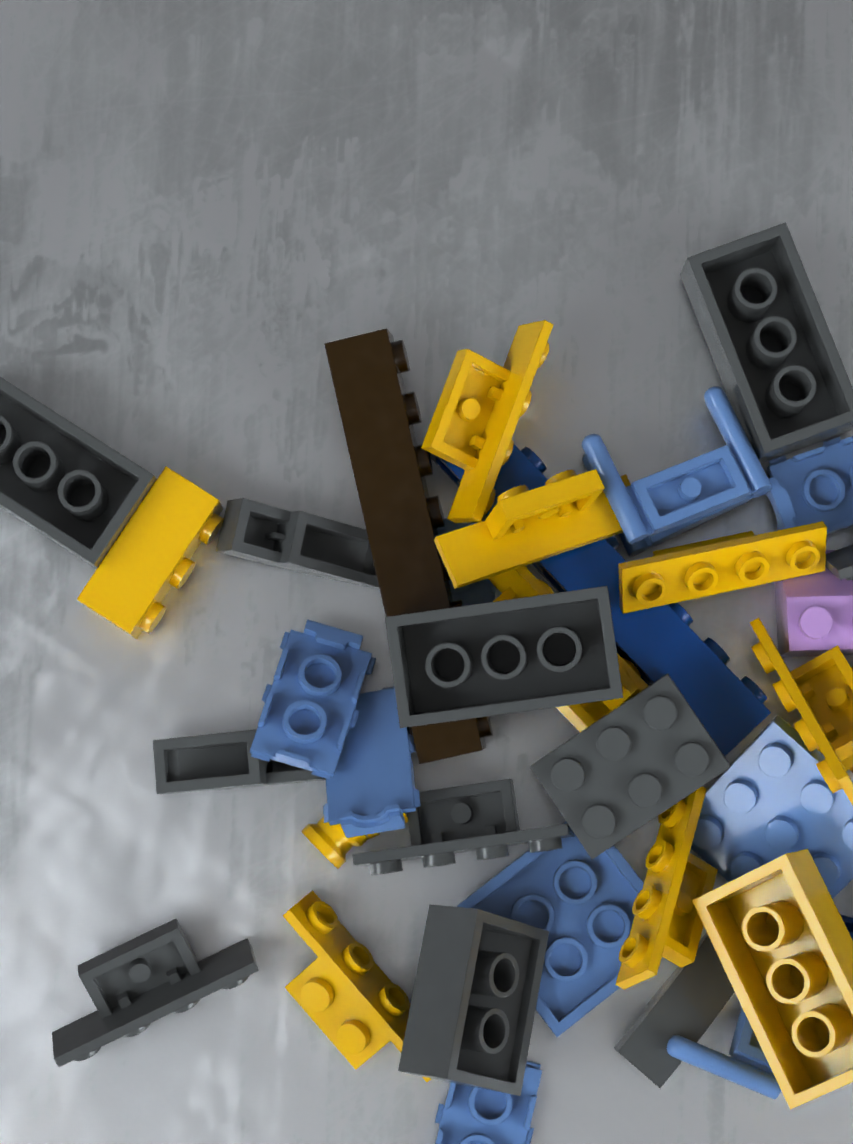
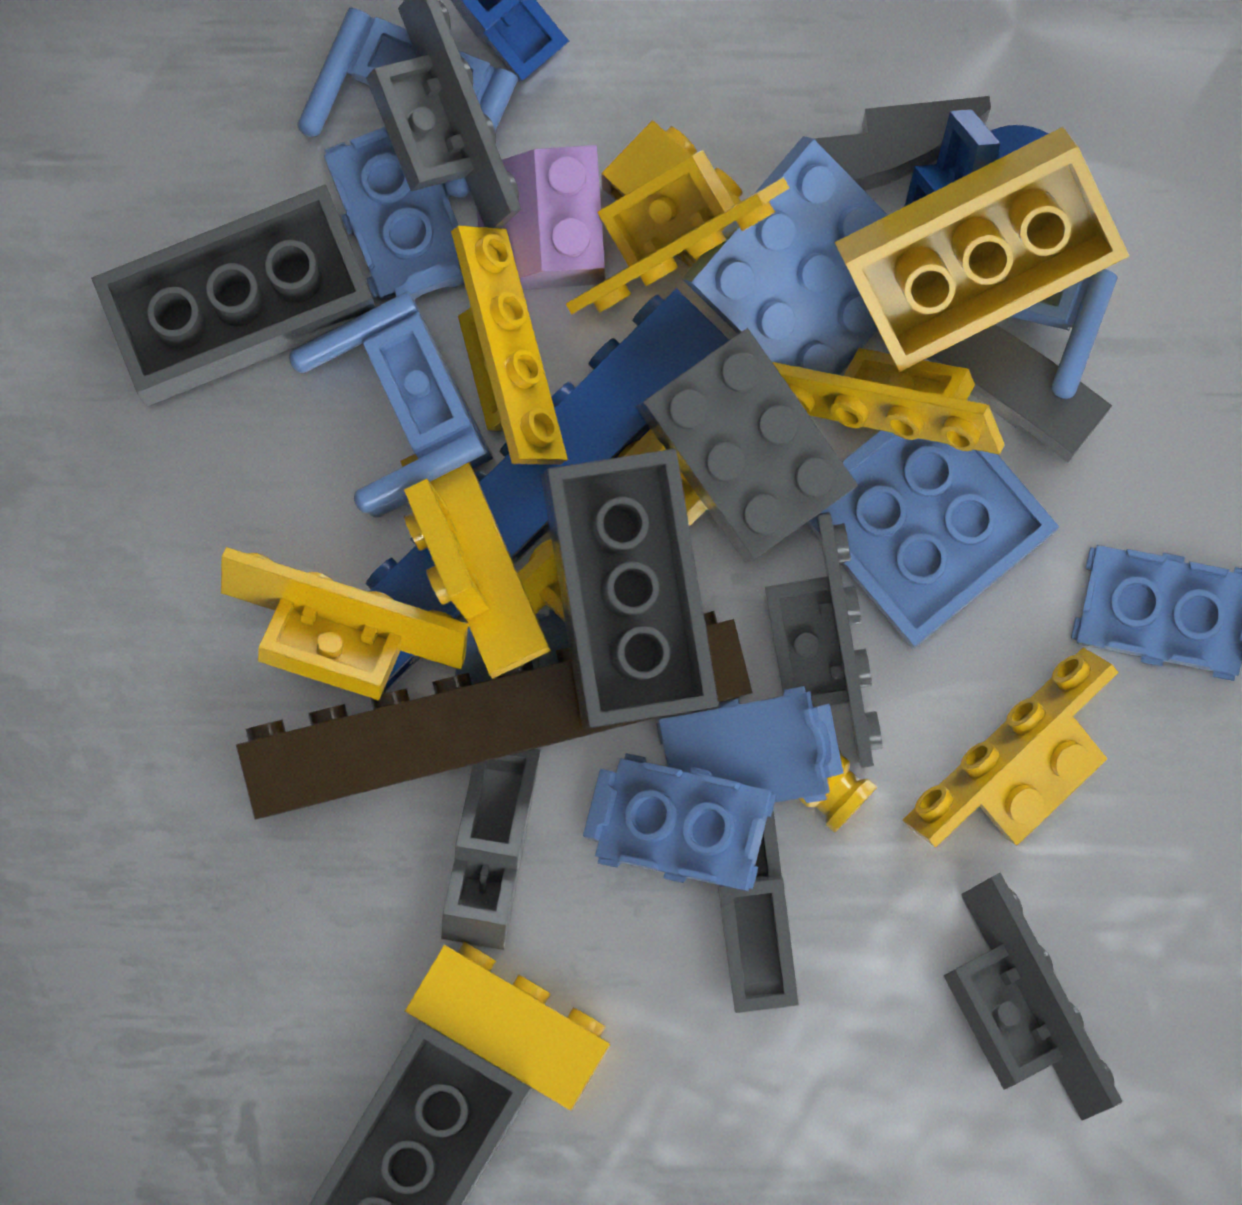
camera: 85 degrees left, 0 degrees up
(474, 999) = (1022, 619): dark grey slope -> none

